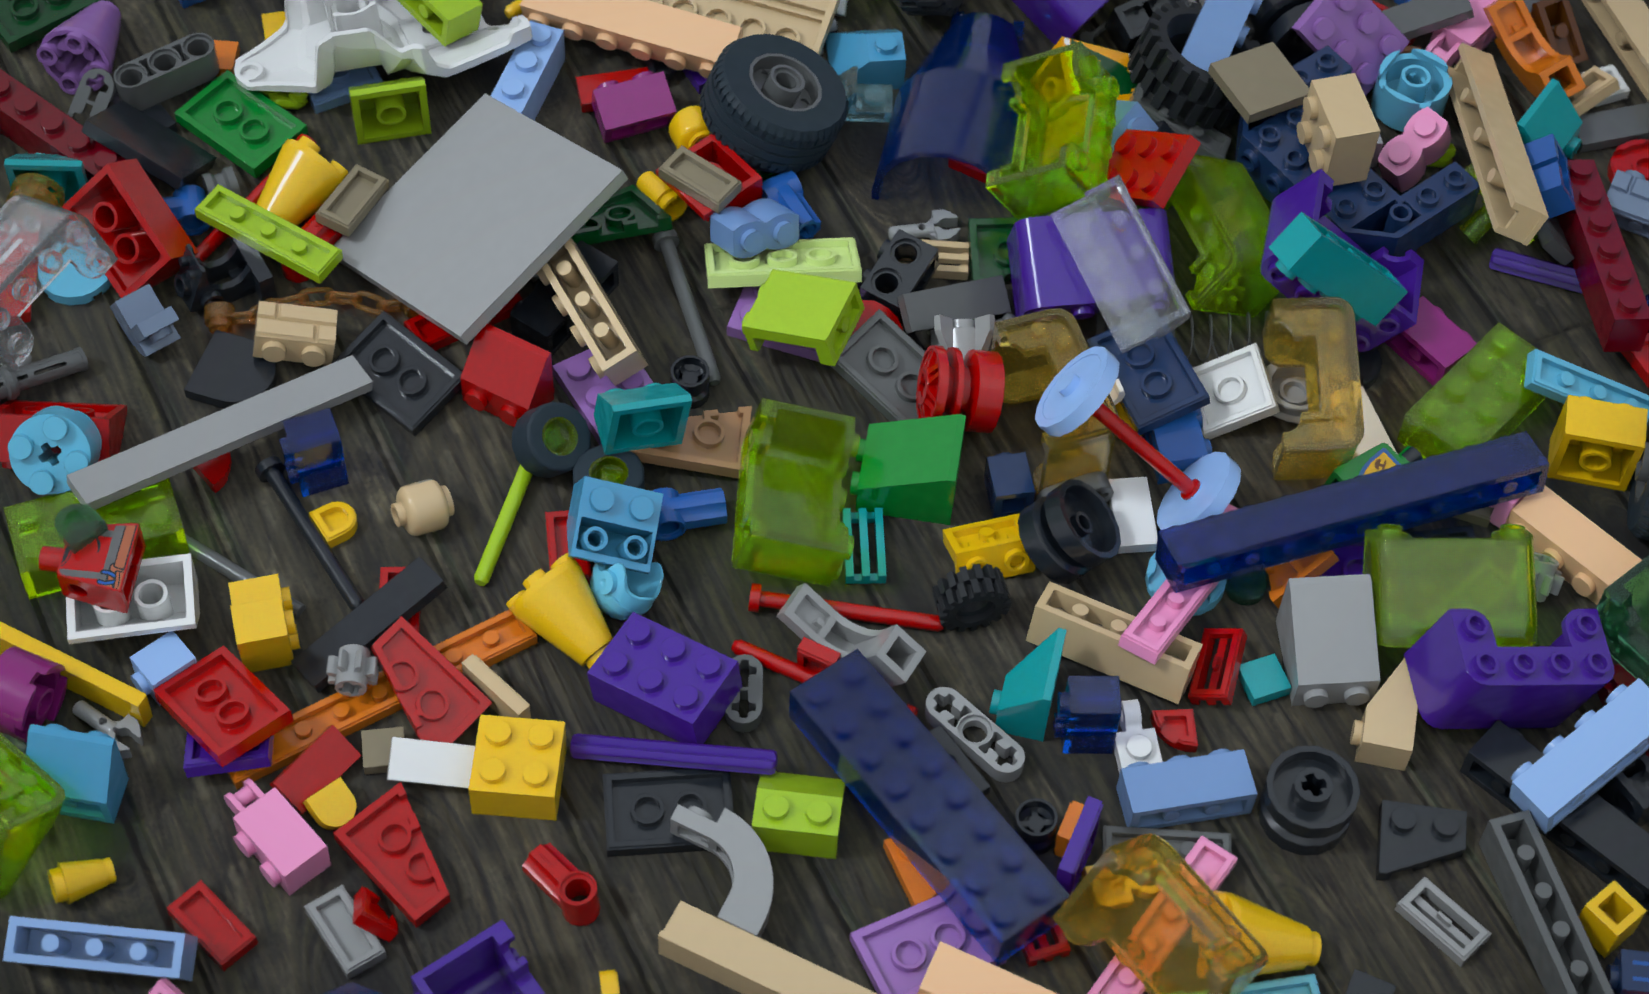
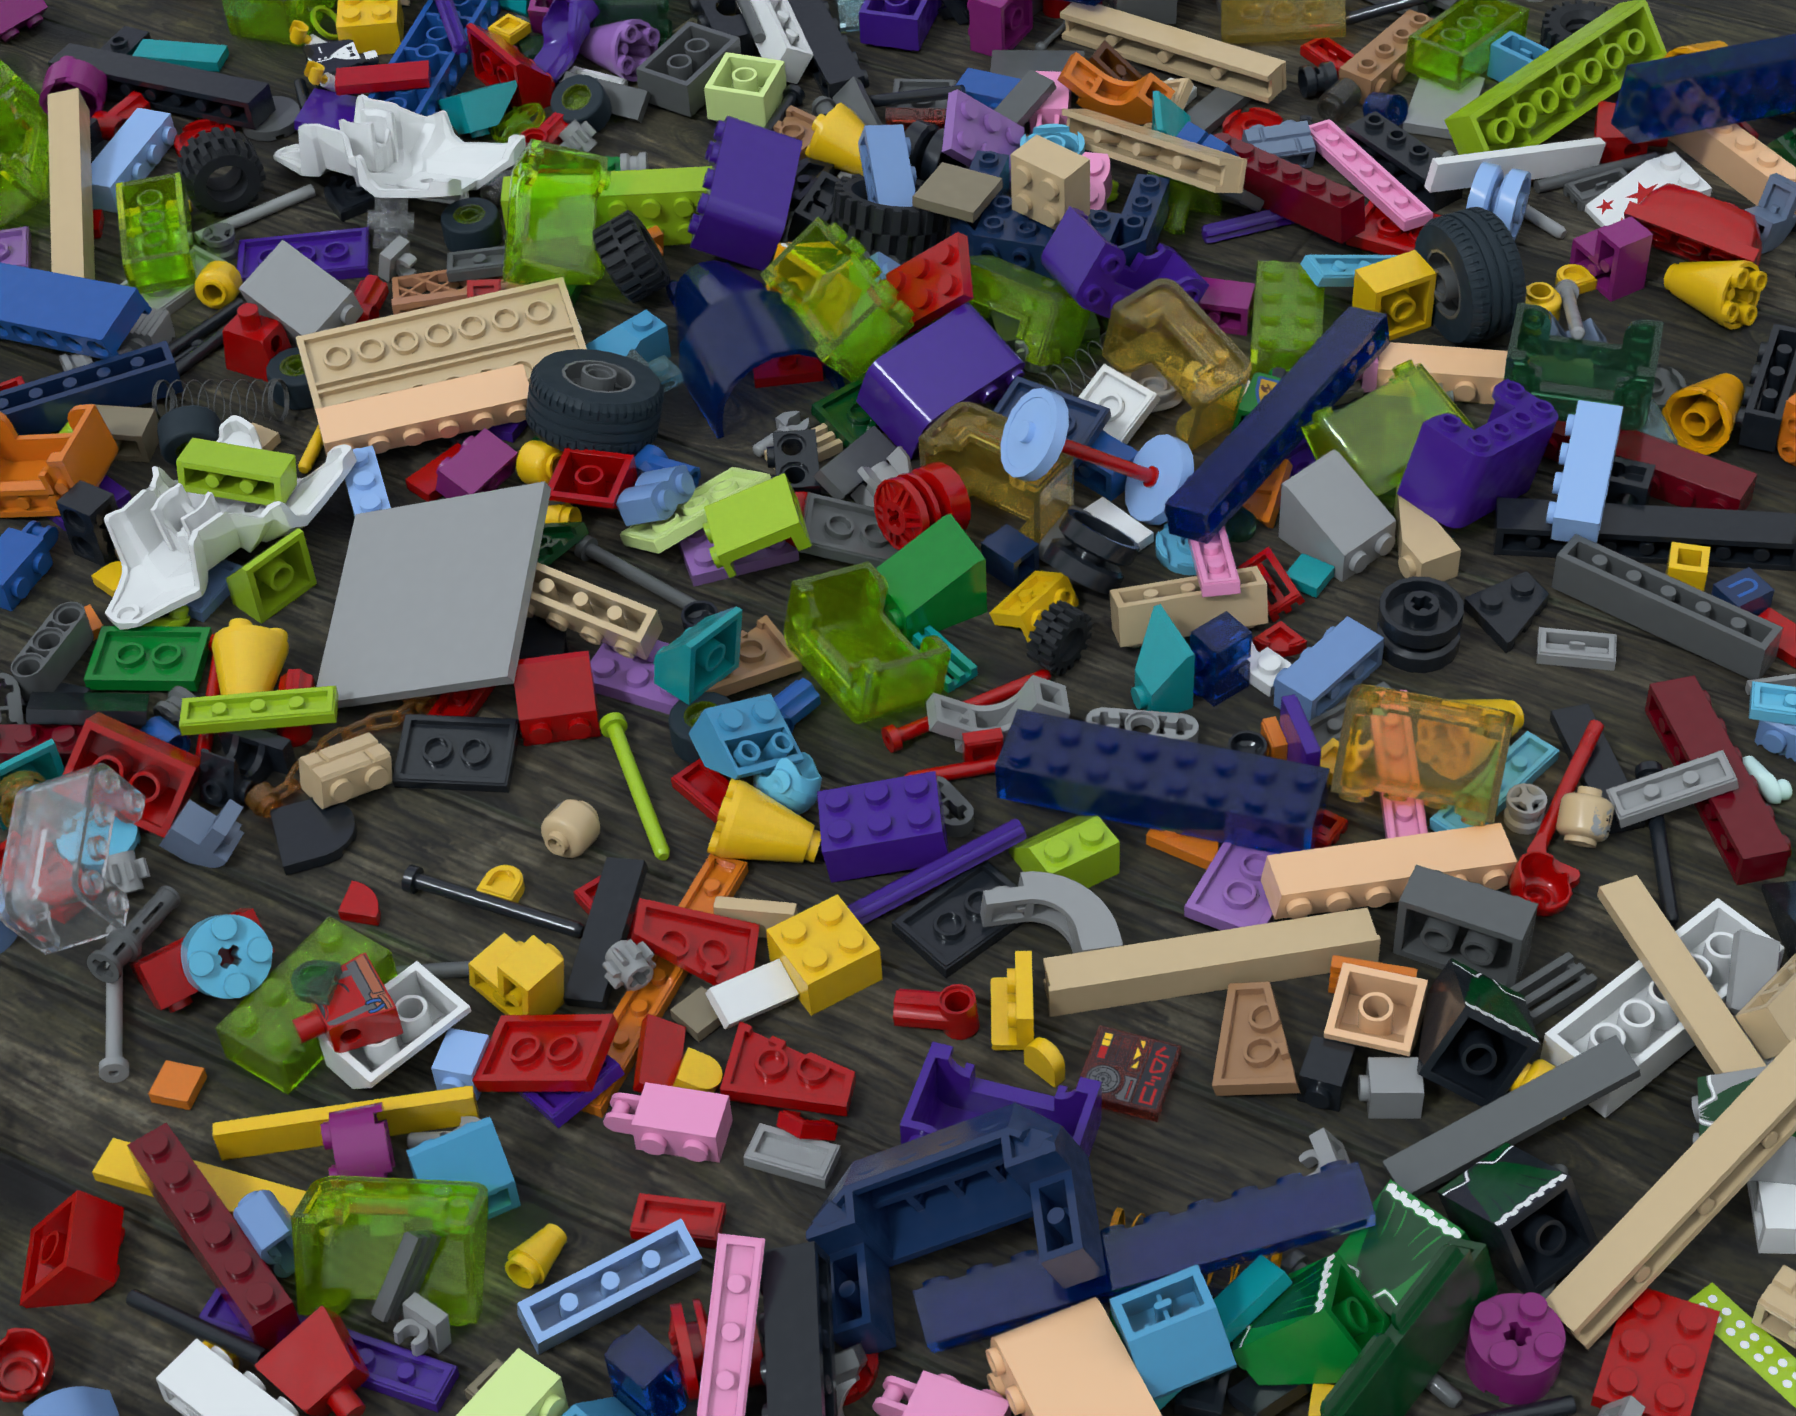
camera: 30 degrees left, 10 degrees down
(61, 315) = (127, 871): none -> light grey gear
(217, 433) = (355, 867): light grey tile -> none
(313, 453) = (448, 837): clear blue piece -> none
(352, 200) = (307, 651): dark tan tile -> none
(555, 426) = (633, 720): black wheel -> none
(628, 926) = (1013, 1006): none -> yellow bracket
(700, 179) = (587, 479): dark tan tile -> none
(1121, 265) = (976, 347): clear brick -> none
(1336, 269) = (1137, 257): teal brick -> none

